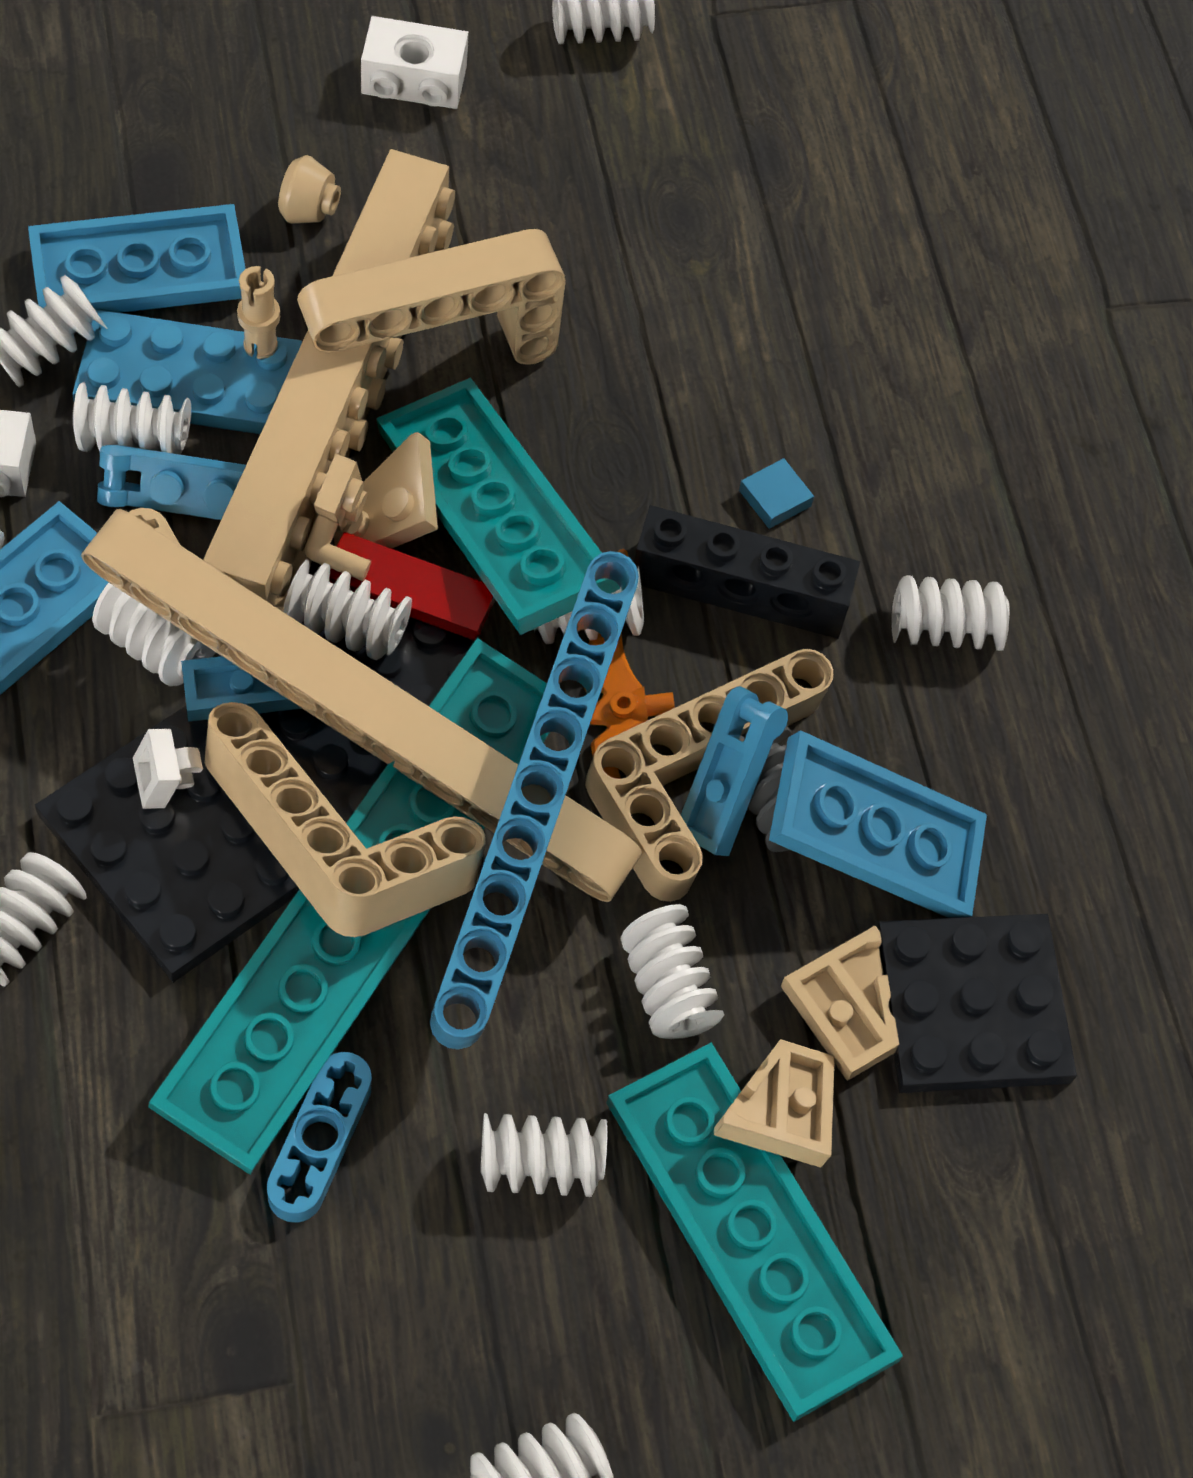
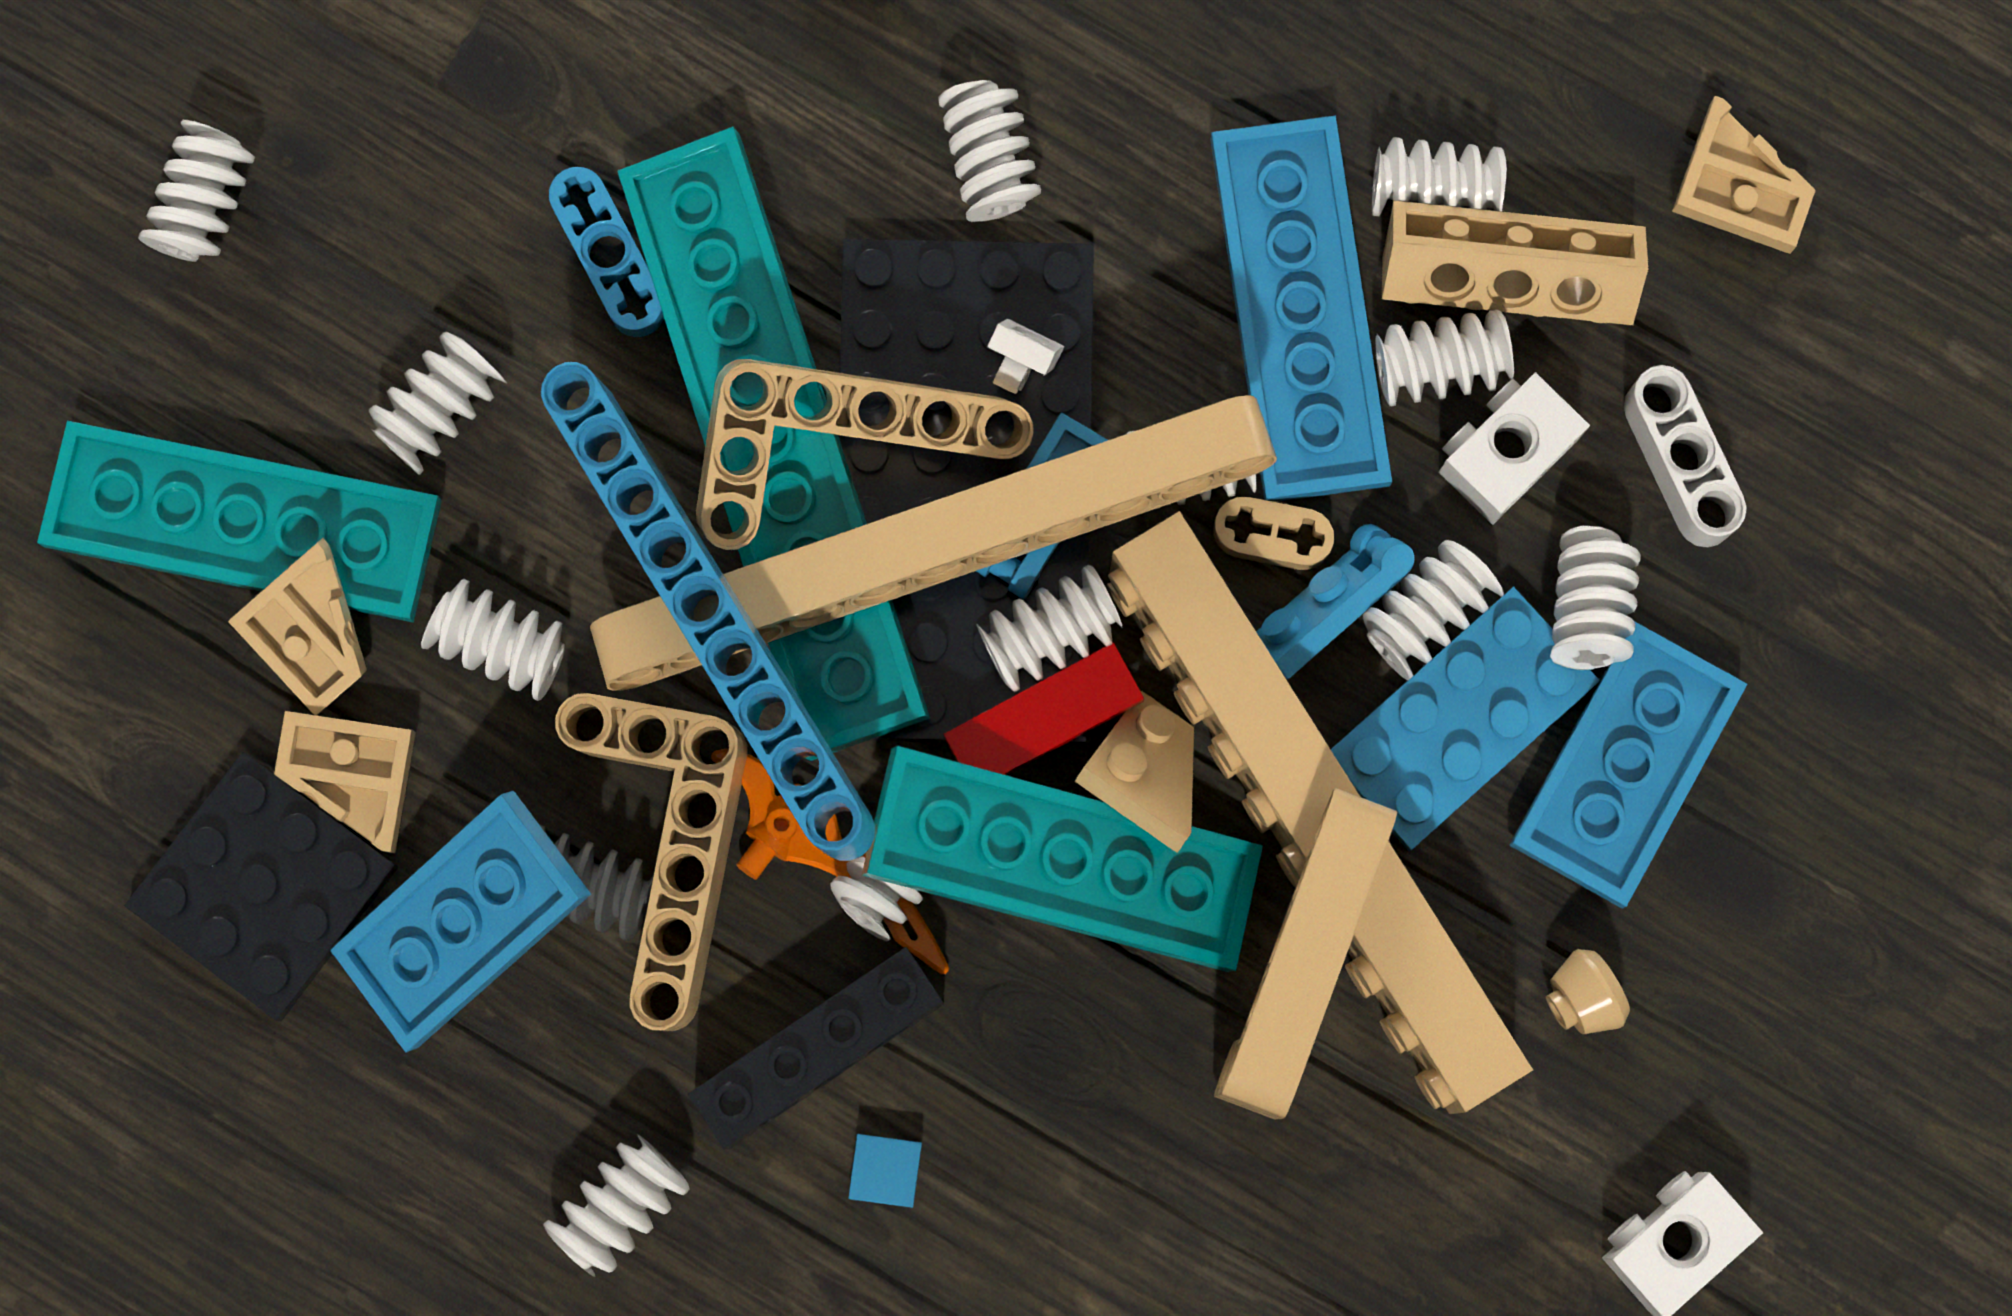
camera: 140 degrees right, 20 degrees up
(258, 312) = (1448, 781): tan pin -> none
(337, 502) = (1149, 688): tan plate -> none
(731, 769) = (619, 835): dark azure plate -> none

